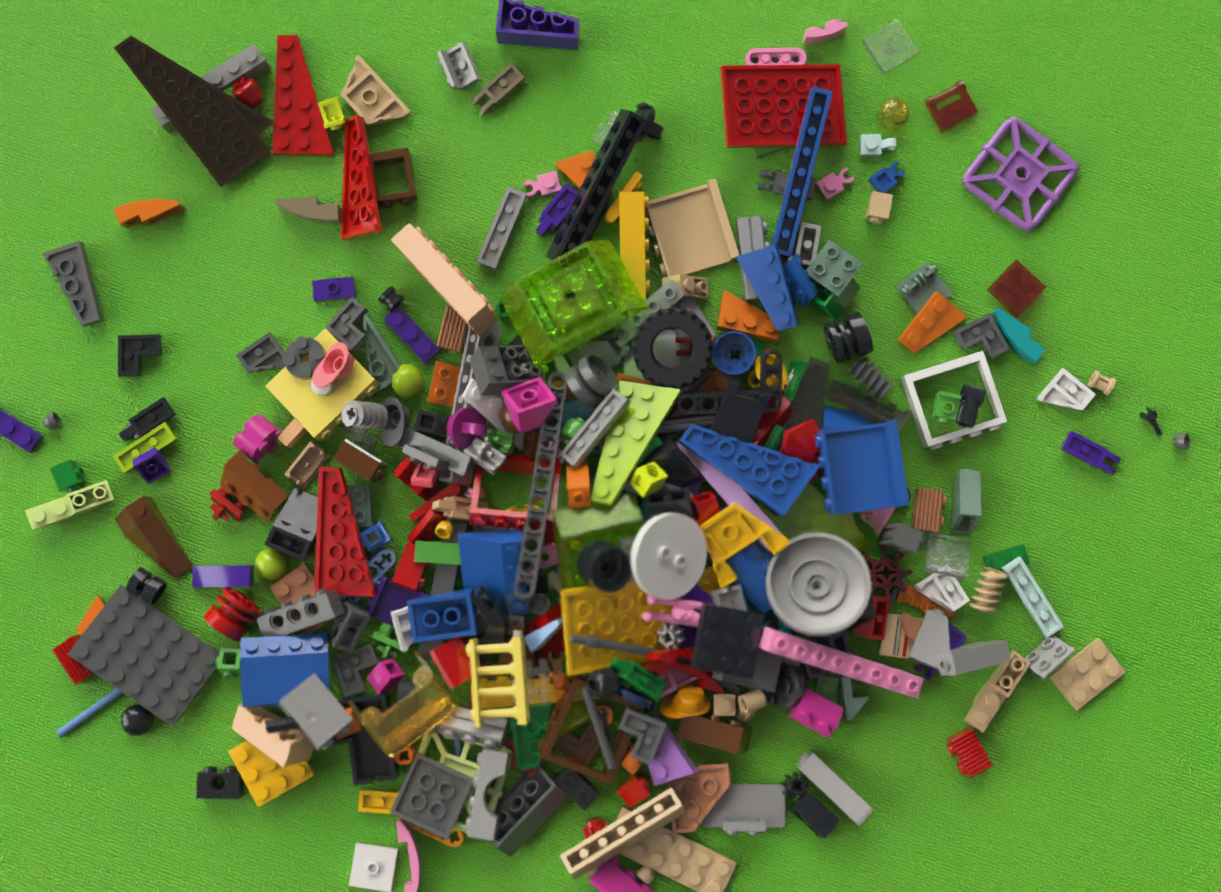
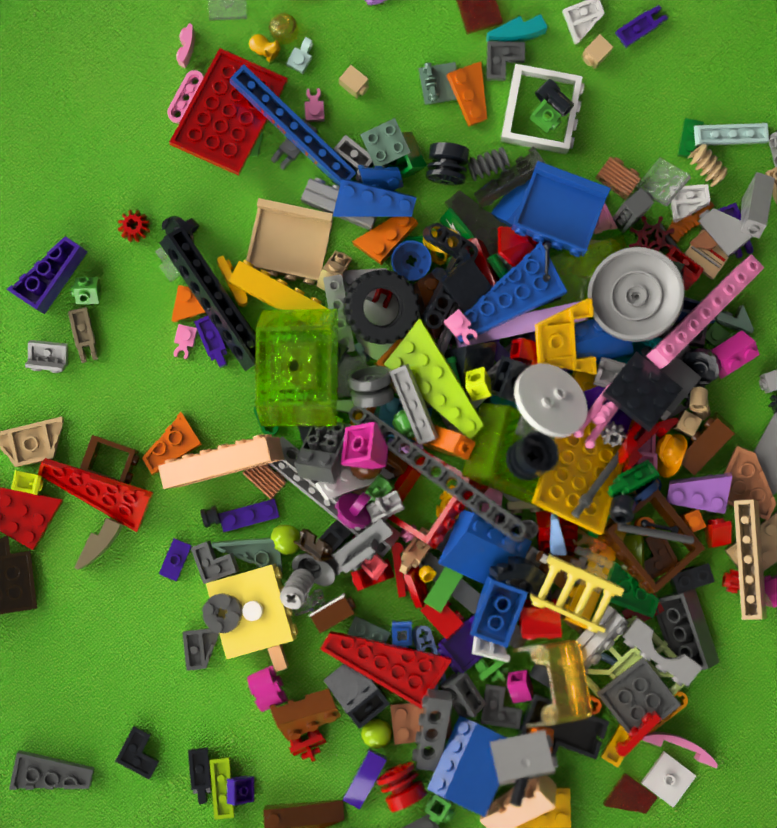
camera: 65 degrees left, 0 degrees up
(147, 211) = (23, 681): orange slope -> none
(307, 464) = (310, 659): tan hinge -> none
(334, 366) = (243, 592): coral piece -> none
(338, 838) = (630, 796): none -> clear red wing
(396, 811) = (636, 734): none -> red plate
(411, 415) = (320, 550): none -> dark brown hinge
(441, 228) = (174, 443): none -> orange wing
(444, 384) = (306, 510): orange hinge -> none
(501, 228) = (201, 394): light grey plate -> none
(540, 68) = (86, 290): none -> bright green brick
(627, 71) = (128, 232): none -> red gear
(648, 732) = (679, 495): dark grey plate -> none
(694, 431) = (459, 325): none -> bright pink plate
(786, 489) = (546, 277): none -> black hinge
(864, 106) = (261, 46): none -> yellow animal
(885, 178) = (333, 63): blue plate -> none
(966, 501) = (628, 143): sand green slope -> none
(1039, 423) = (597, 51): none -> tan brick

